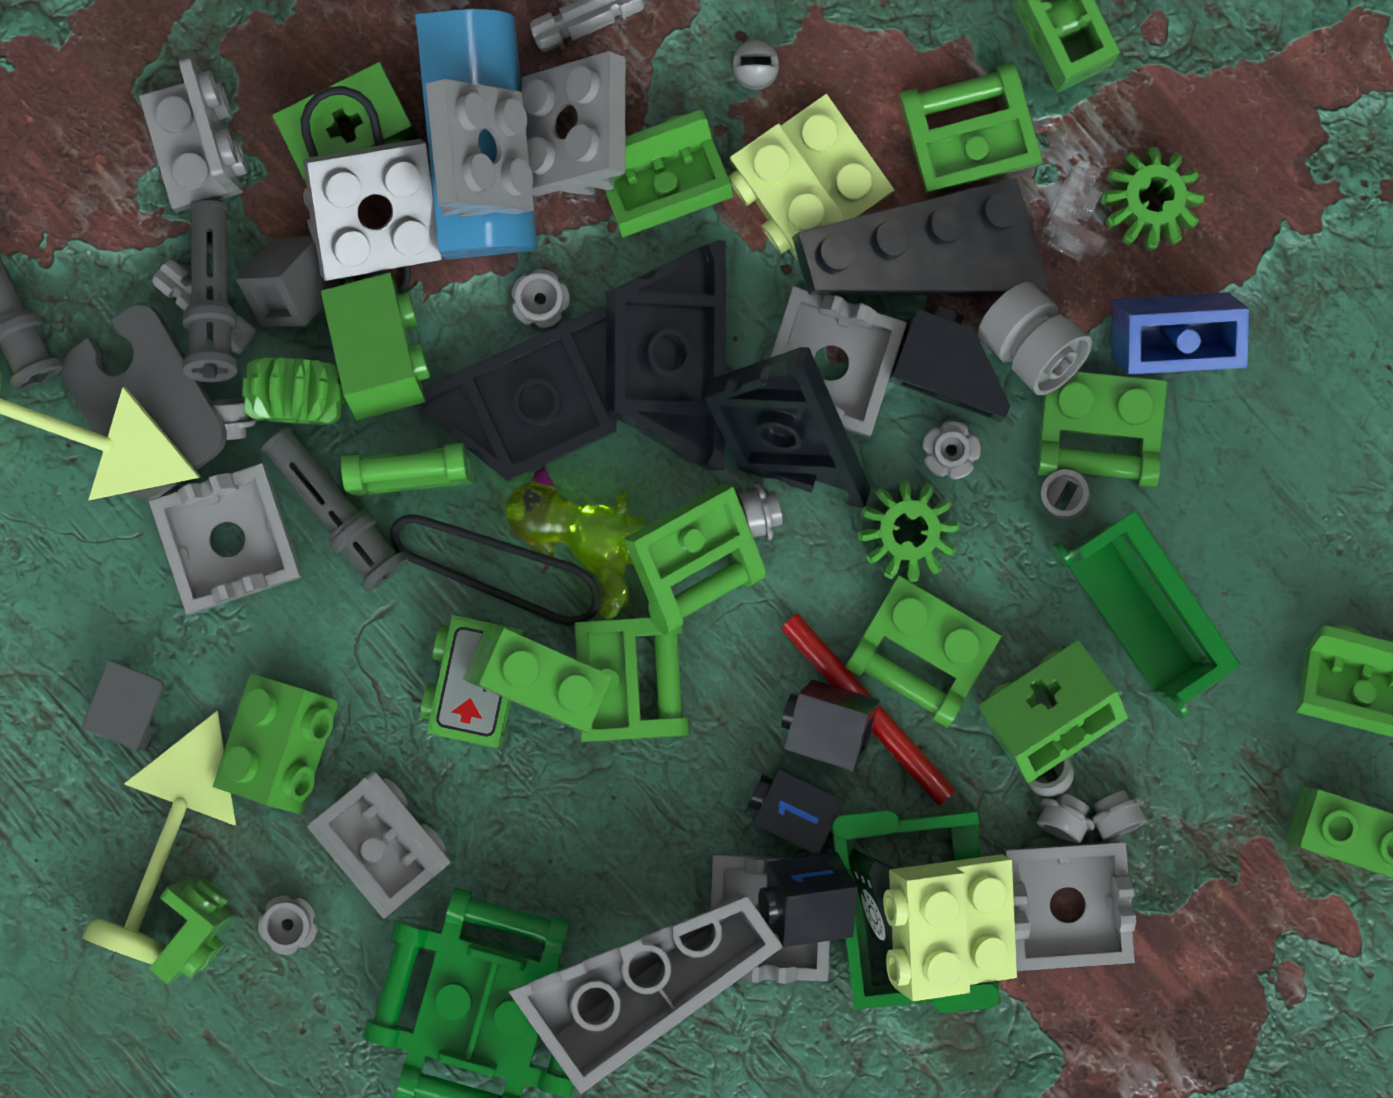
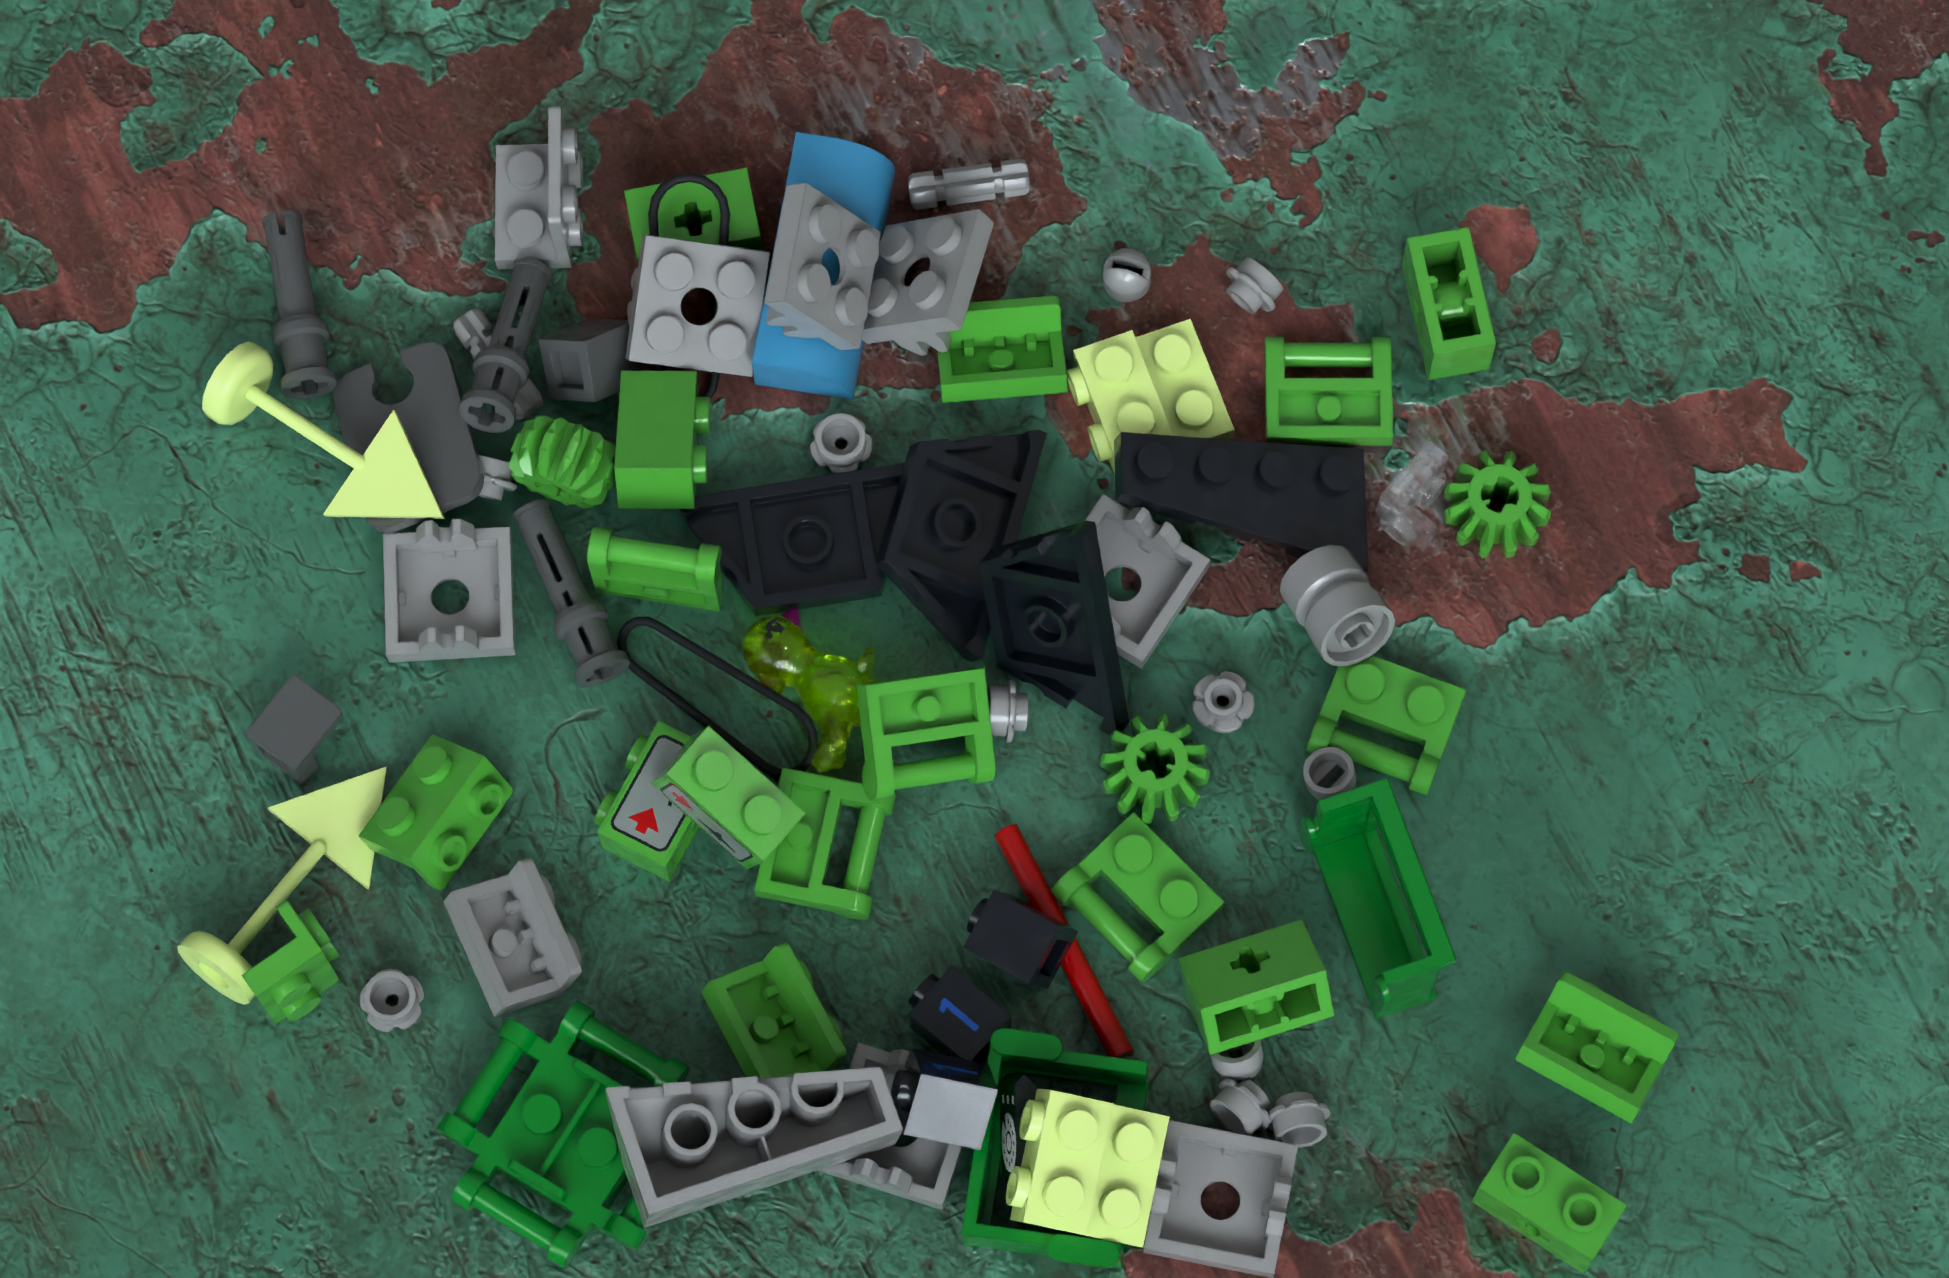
camera: 10 degrees right, 15 degrees down
(634, 858) = (775, 1017): none -> bright green bracket
(875, 47) = (1253, 286): none -> light grey plate
(949, 364) = (1241, 613): black slope -> none
(1180, 333) = (1489, 639): blue brick -> none

